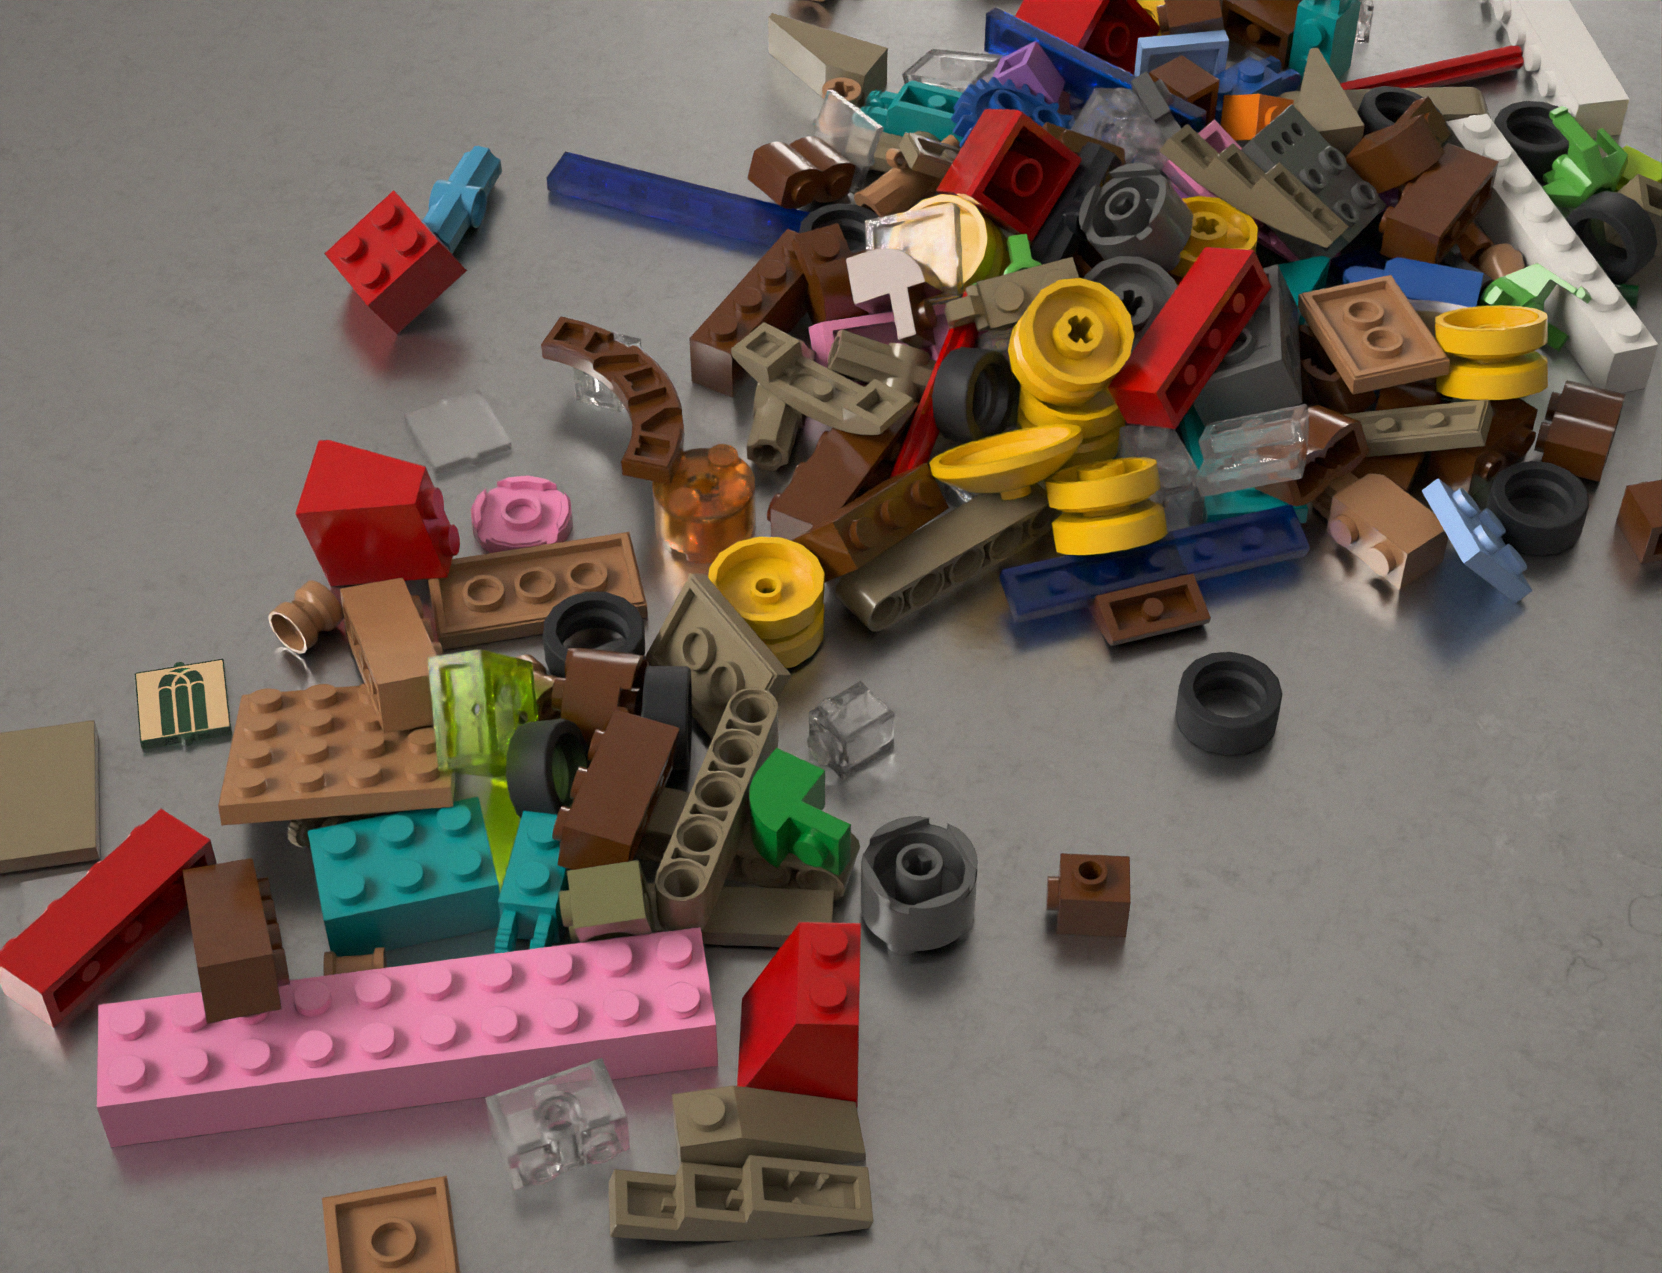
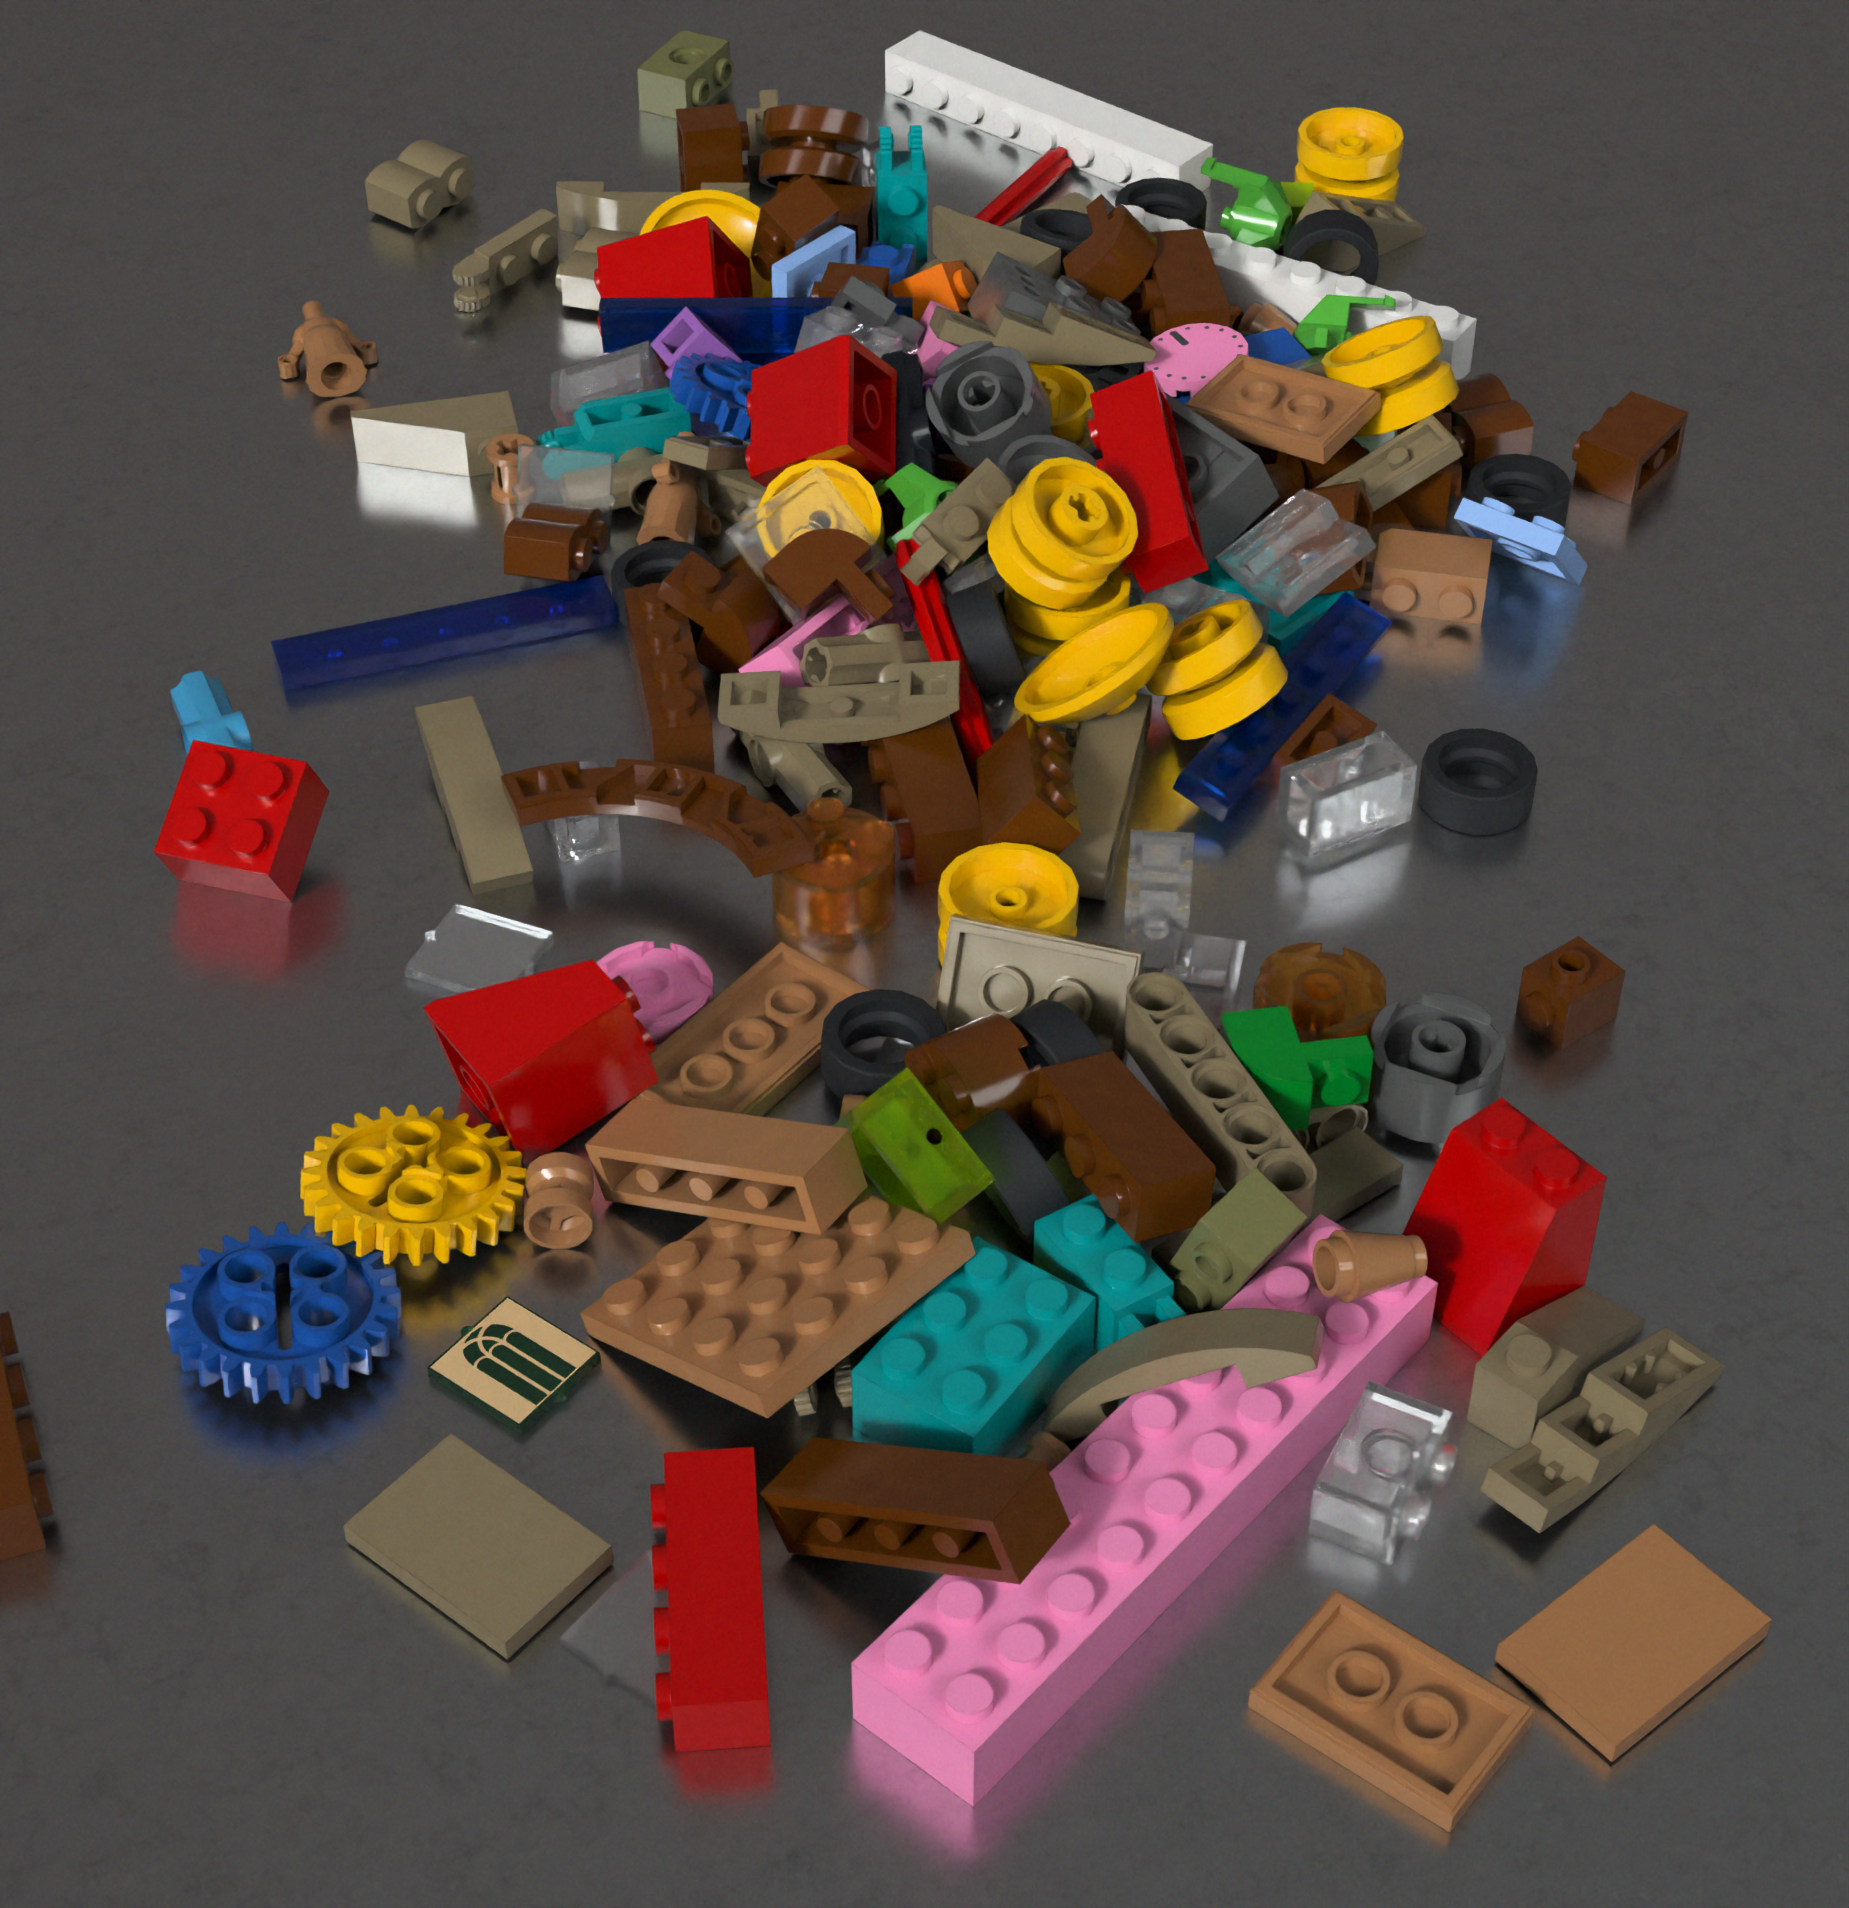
camera: 40 degrees left, 5 degrees down
(91, 587) = (228, 1316): none -> blue gear
(235, 554) = (413, 1185): none -> yellow gear
(516, 970) = (1259, 1341): none -> dark tan slope
(573, 293) = (473, 795): none -> dark tan slope
(659, 976) = (1366, 1262): none -> medium nougat cone
(870, 644) = (1158, 895): none -> clear brick
(884, 781) = (1323, 990): none -> clear orange brick
(1103, 653) = (1346, 794): none -> clear brick
(1371, 256) = (1193, 355): none -> bright pink tile

